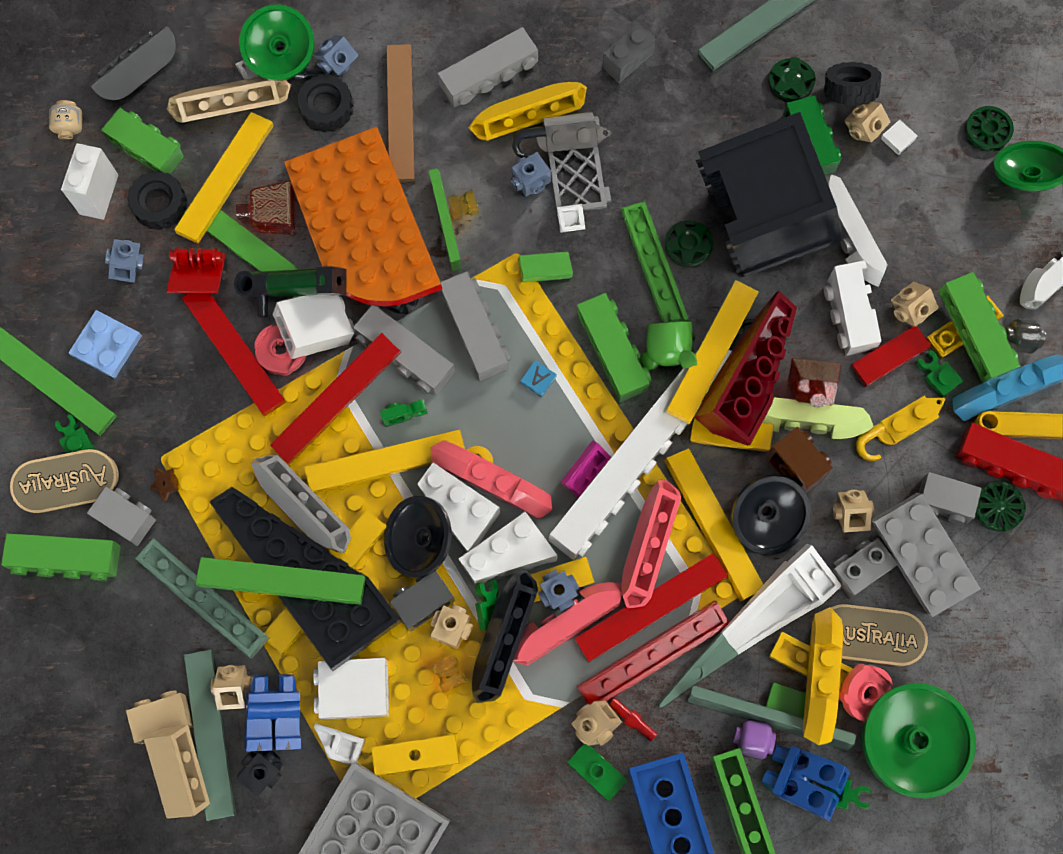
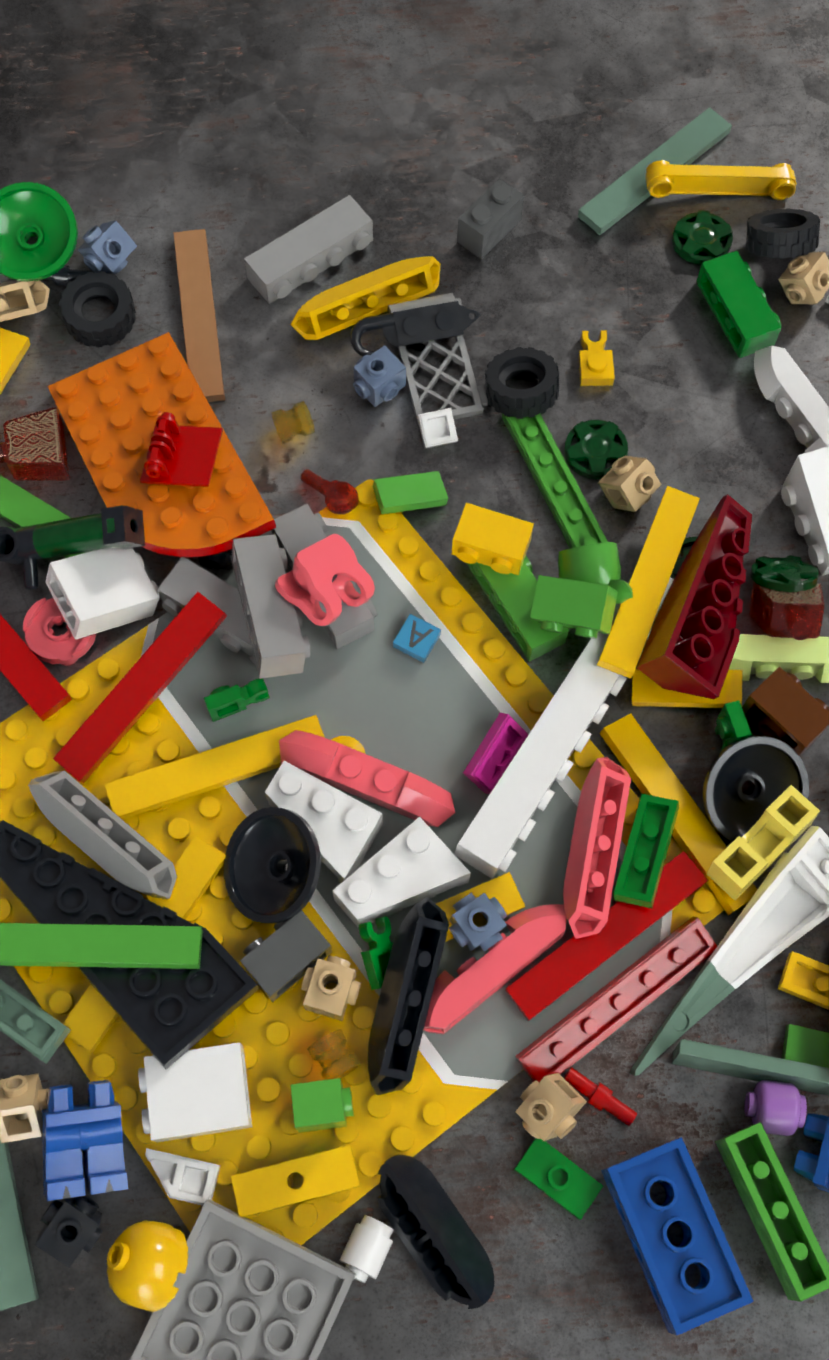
camera: 10 degrees left, 5 degrees down
(309, 800) = (146, 1264): none -> yellow cylinder
(377, 227) = (180, 453): none -> red hinge
(431, 348) = (269, 618): none -> light grey brick
(436, 706) = (321, 1105): none -> bright green brick
(445, 220) = (270, 443): bright green tile -> none
(460, 805) = (367, 1248): none -> white brick
(470, 329) = (325, 575): none -> coral piece
(492, 265) = (339, 495): none -> clear red plate
(507, 798) = (435, 1232): none -> black brick
(599, 311) = (492, 539): none -> yellow brick
(640, 204) = (525, 401): none -> black tyre
(653, 367) = (573, 605): none -> bright green brick
(685, 550) = (646, 851): none -> green plate
(692, 177) = (594, 362): none -> yellow plate
(709, 273) = (630, 483): none -> tan brick
(759, 464) = (732, 723): none -> green plate
(771, 553) = (764, 843): none -> light yellow arch
(775, 194) = (707, 365): black container -> none
(813, 353) = (784, 574): none -> dark green wheel
(854, 37) = (669, 179): none -> yellow piece

